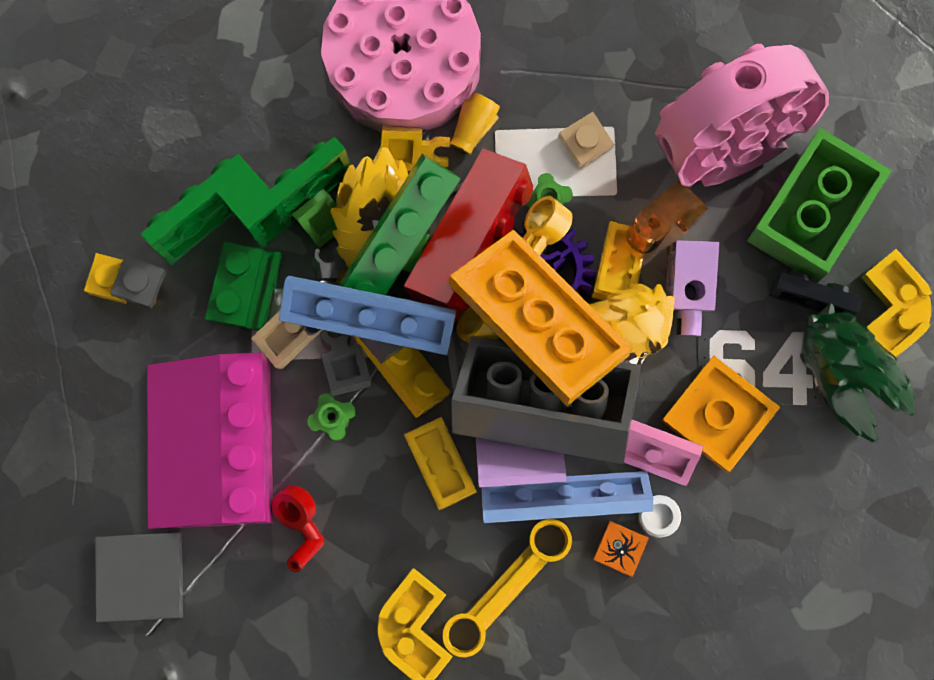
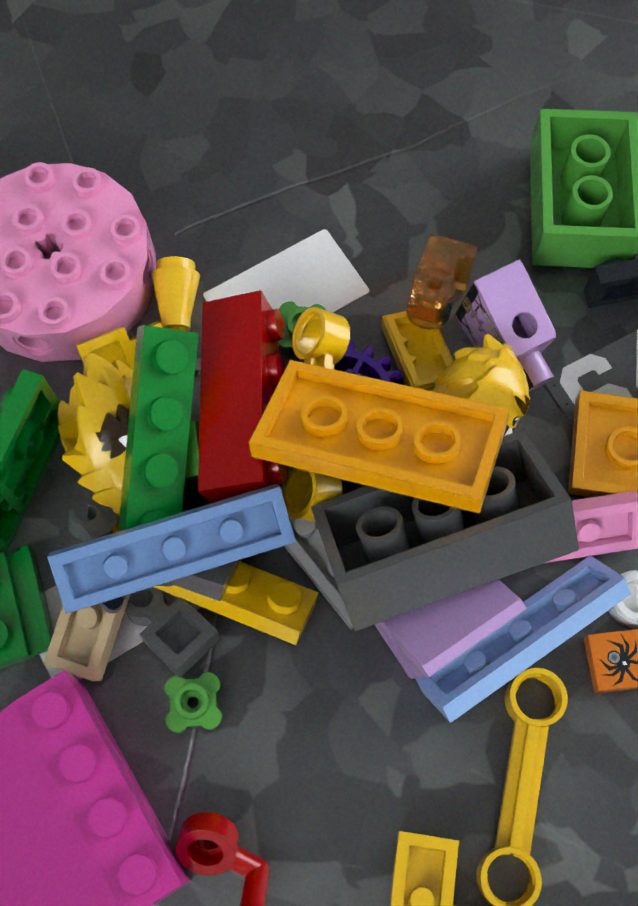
camera: 35 degrees left, 10 degrees down
(316, 218) = (53, 481): bright green plate -> none
(440, 463) = (355, 683): yellow plate -> none
(586, 140) = (305, 252): tan plate -> none
(741, 114) = (457, 124): bright pink brick -> none

